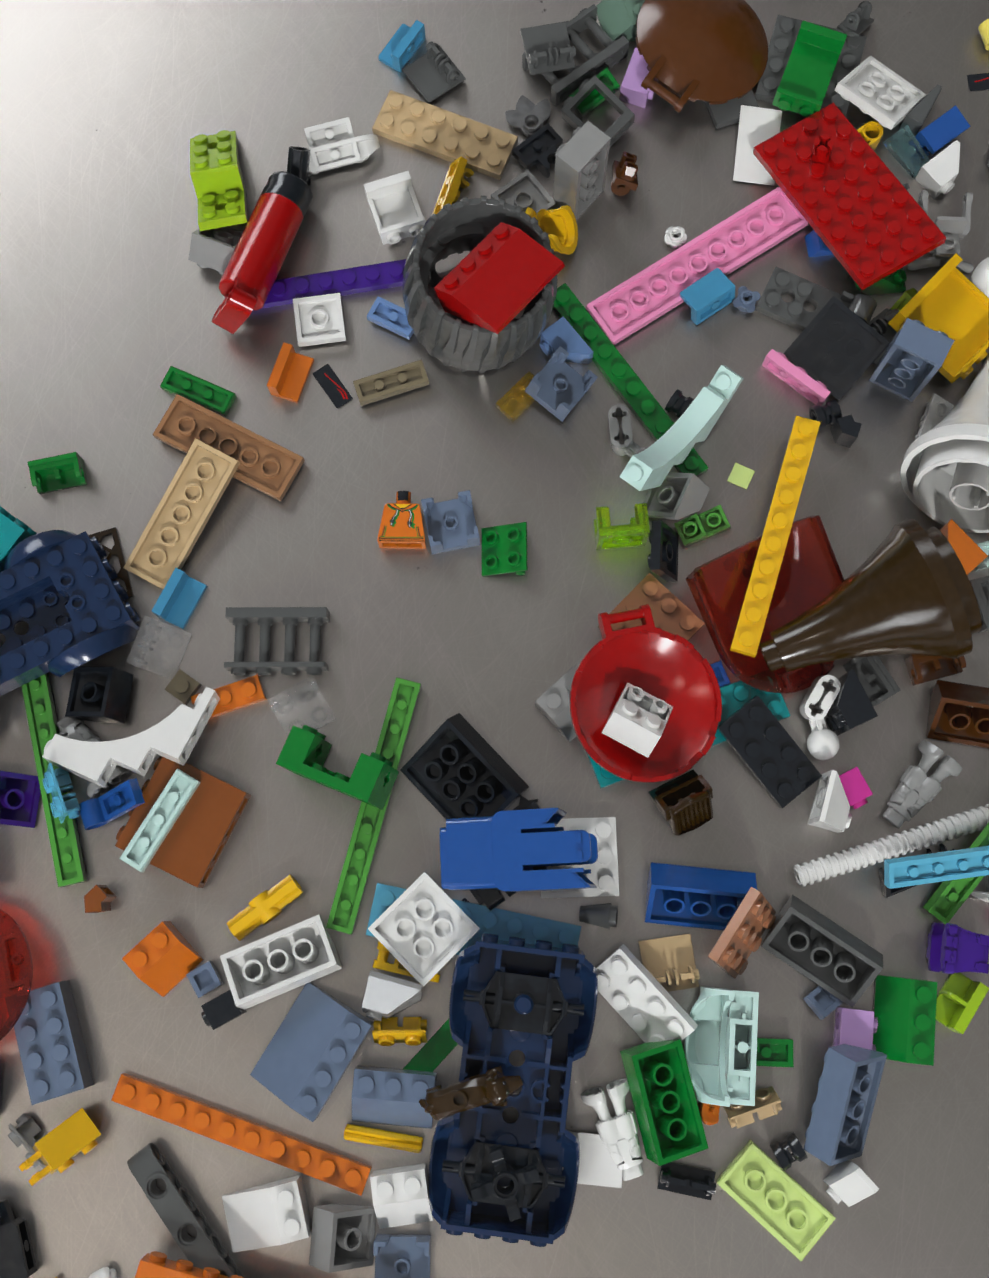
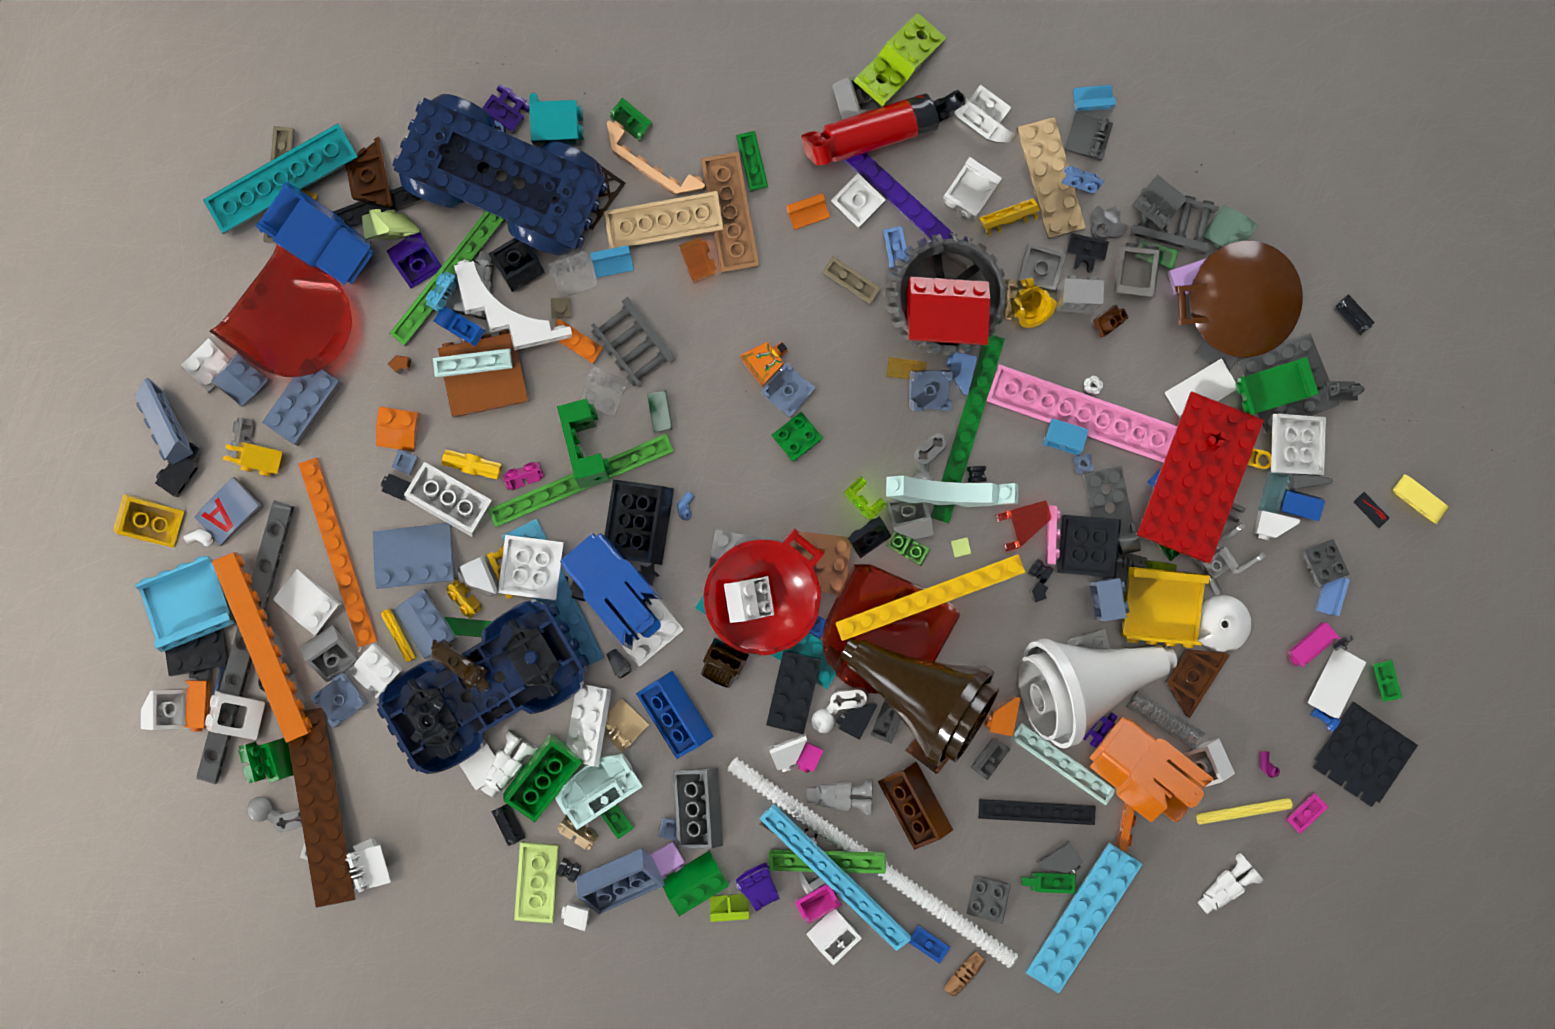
camera: 50 degrees right, 10 degrees up
(96, 1224) = (227, 511): none -> sand blue slope
(109, 497) = (690, 185): none -> light nougat slope
(248, 513) = (697, 260): none -> clear orange brick
(316, 870) = (529, 471): none -> dark pink hinge
(332, 386) = (822, 243): black sticker -> none
(369, 667) = (659, 411): none -> slope
(469, 104) = (1084, 181): none -> medium blue hinge
(486, 718) = (683, 506): none -> medium blue arm
(709, 1113) = (554, 810): orange piece -> none
(743, 933) = (670, 754): nougat plate -> none
(765, 390) = (1026, 522): none -> clear red flag

